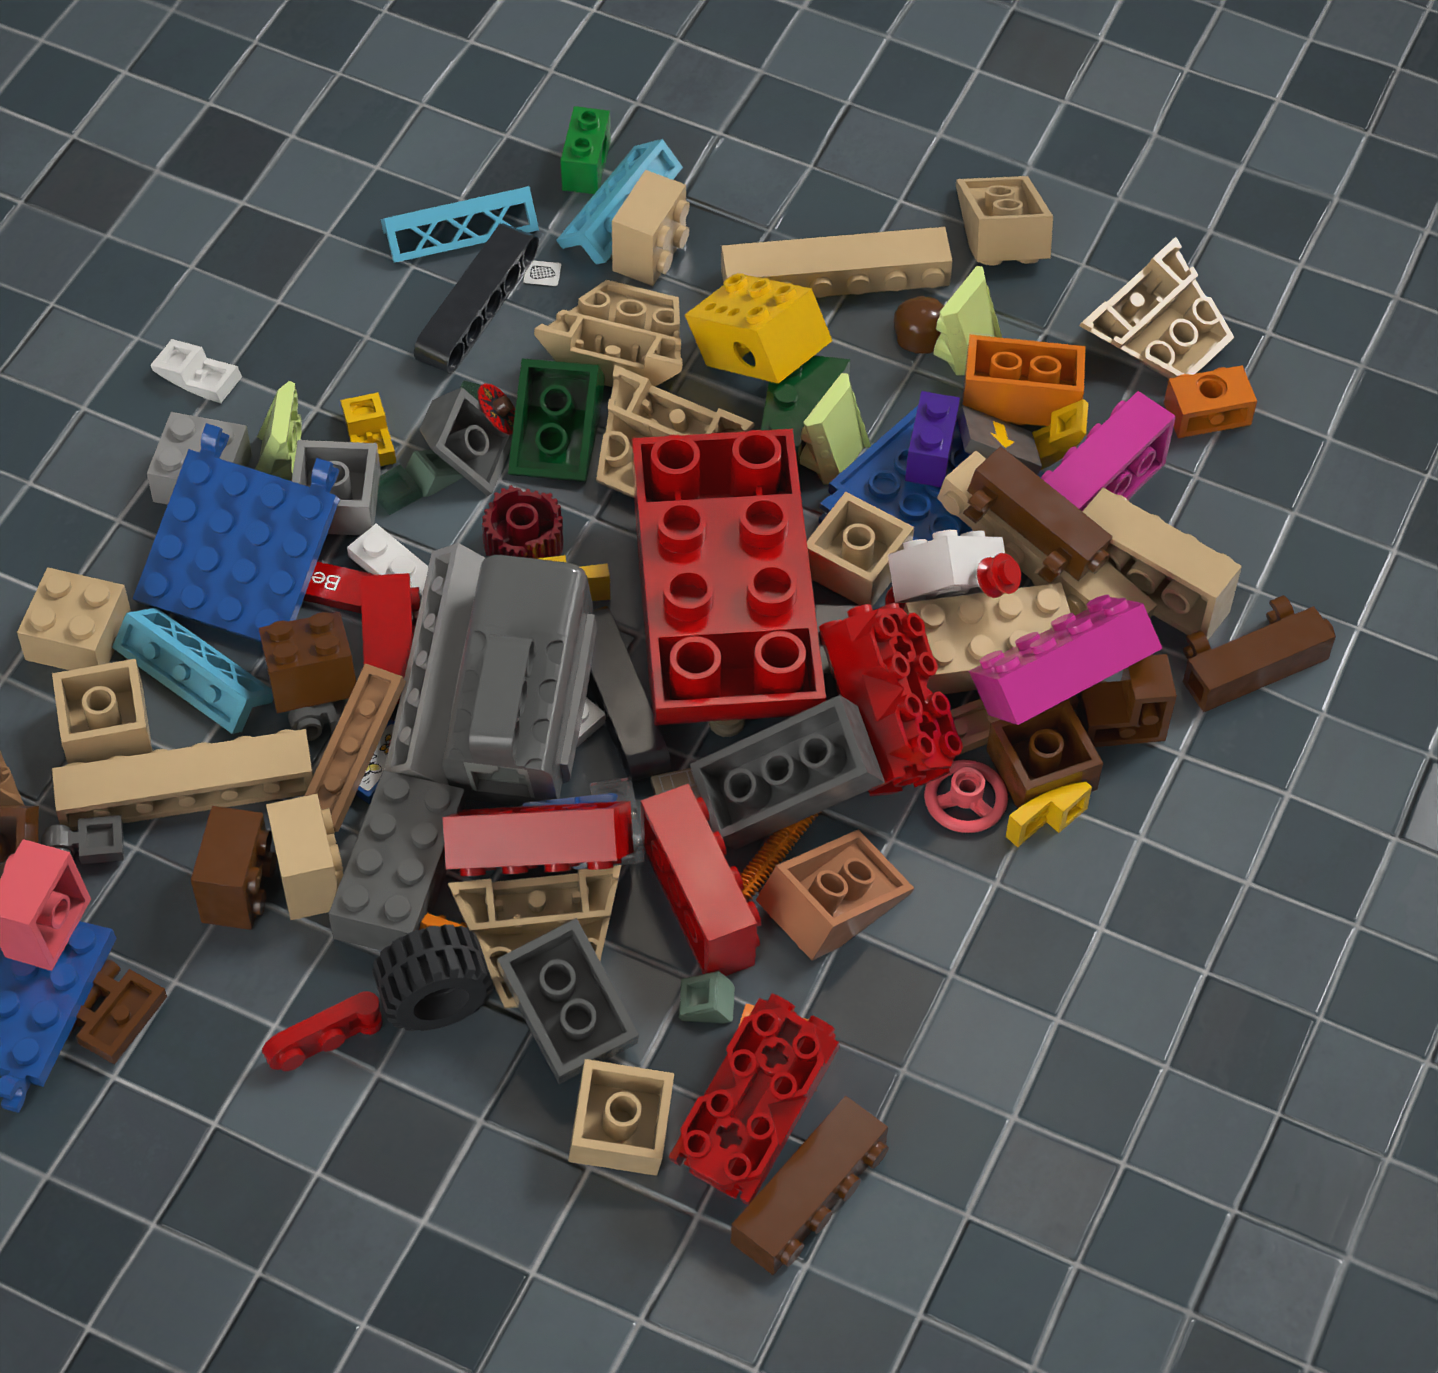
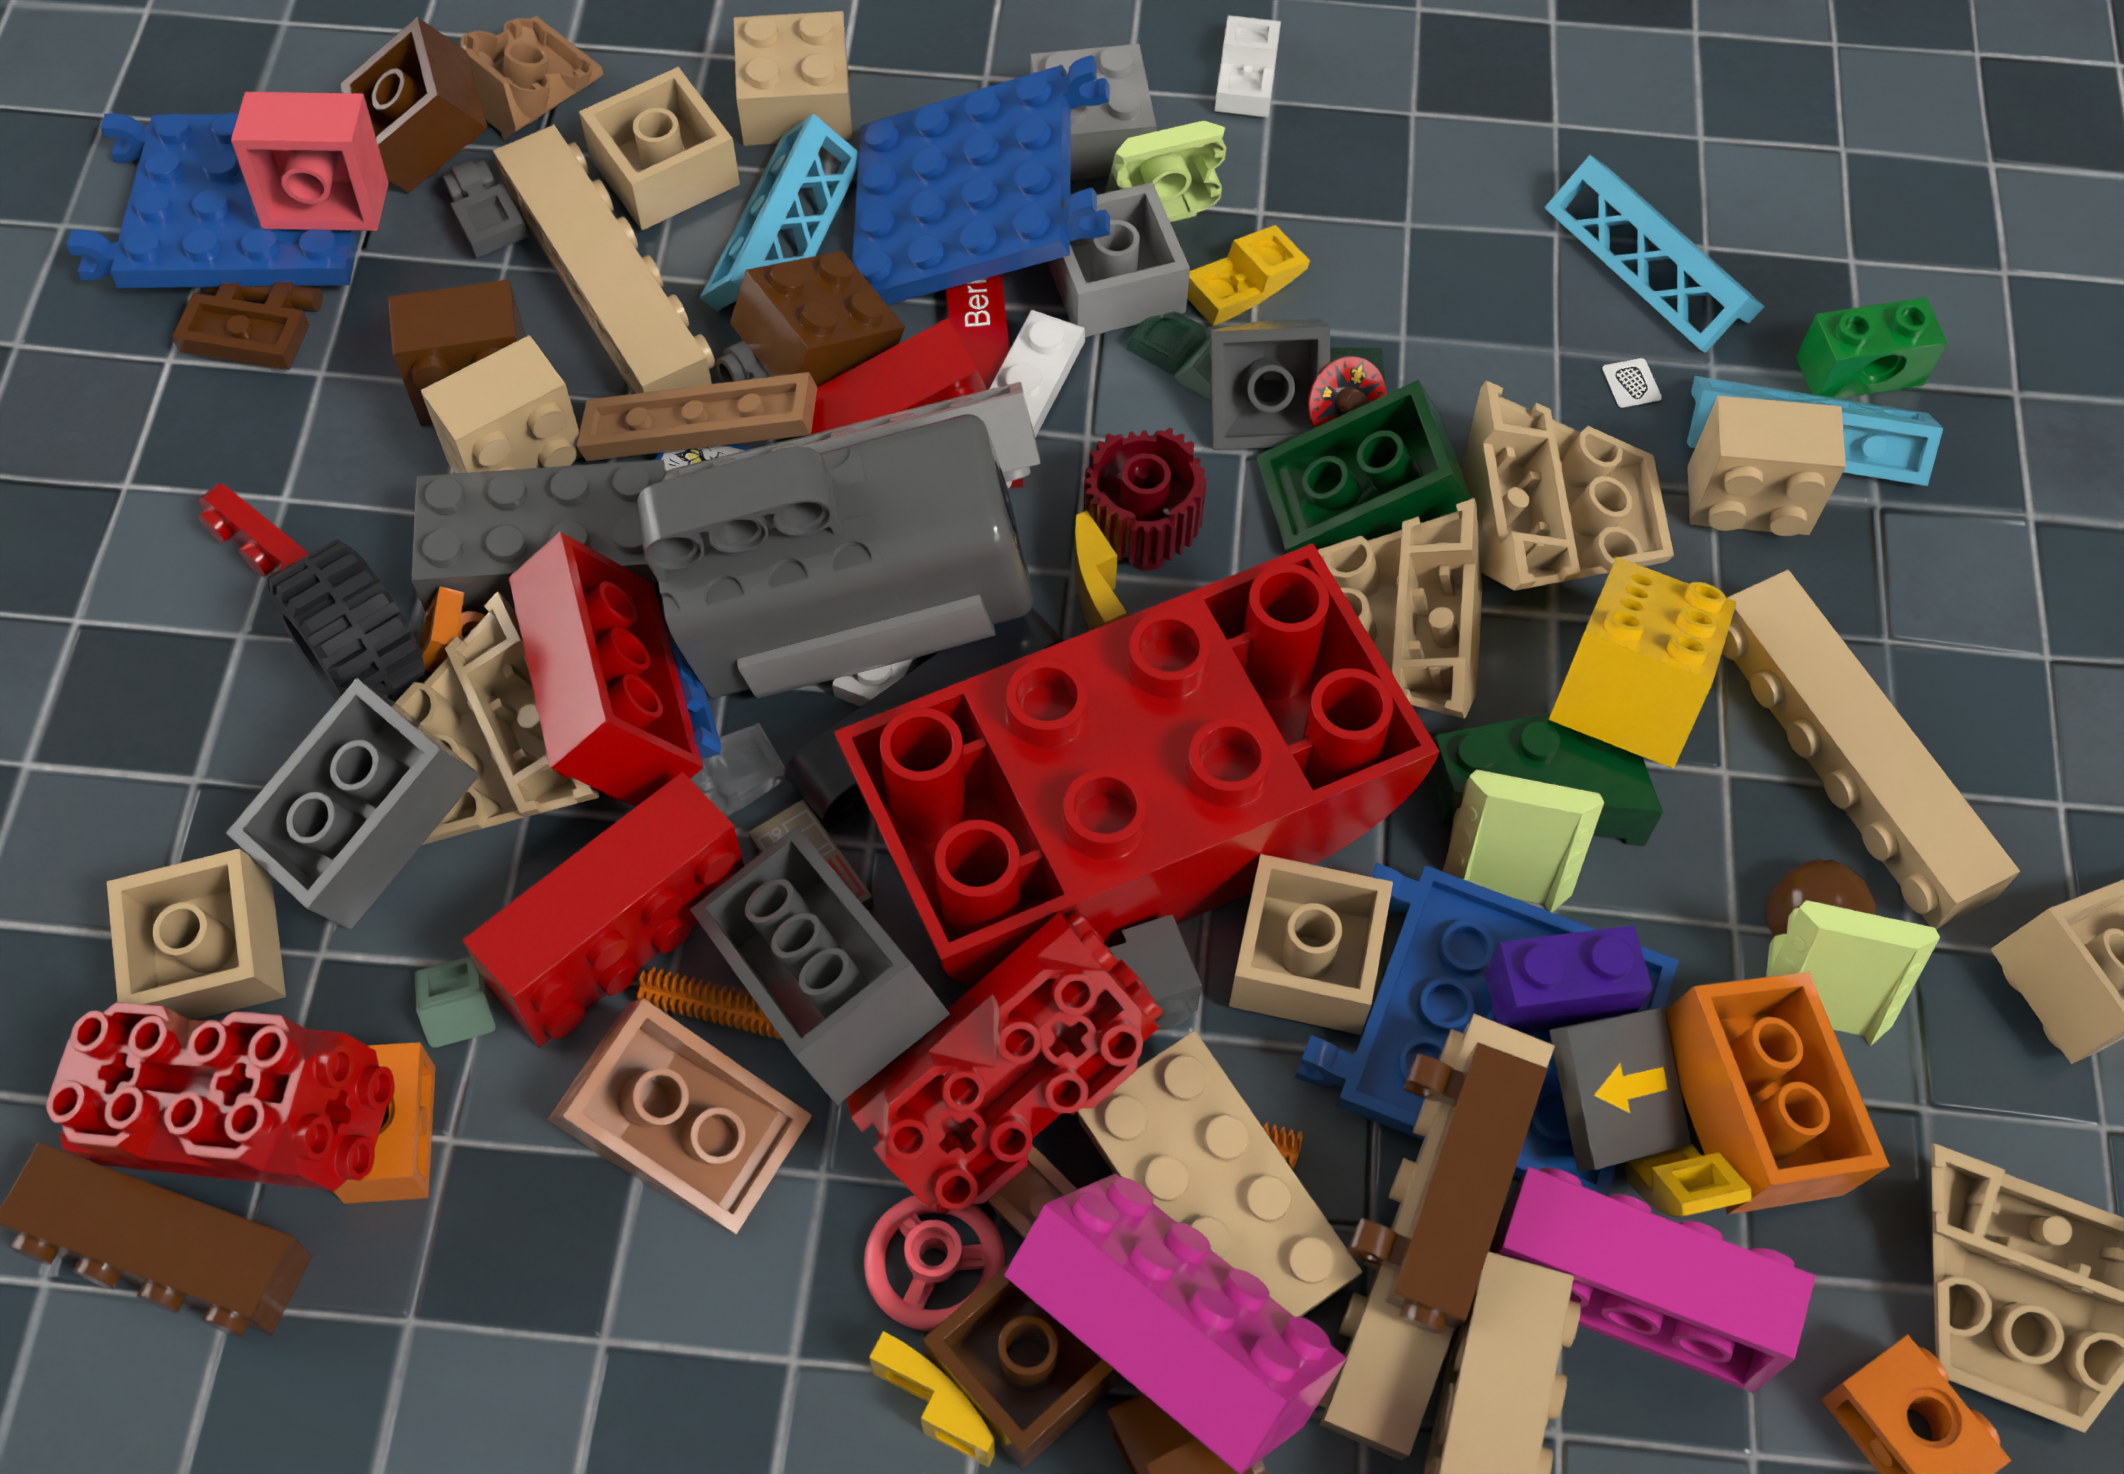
camera: 70 degrees right, 5 degrees up
(476, 298) = (1531, 313): black beam -> none
(951, 568) = (1296, 1084): white brick -> none

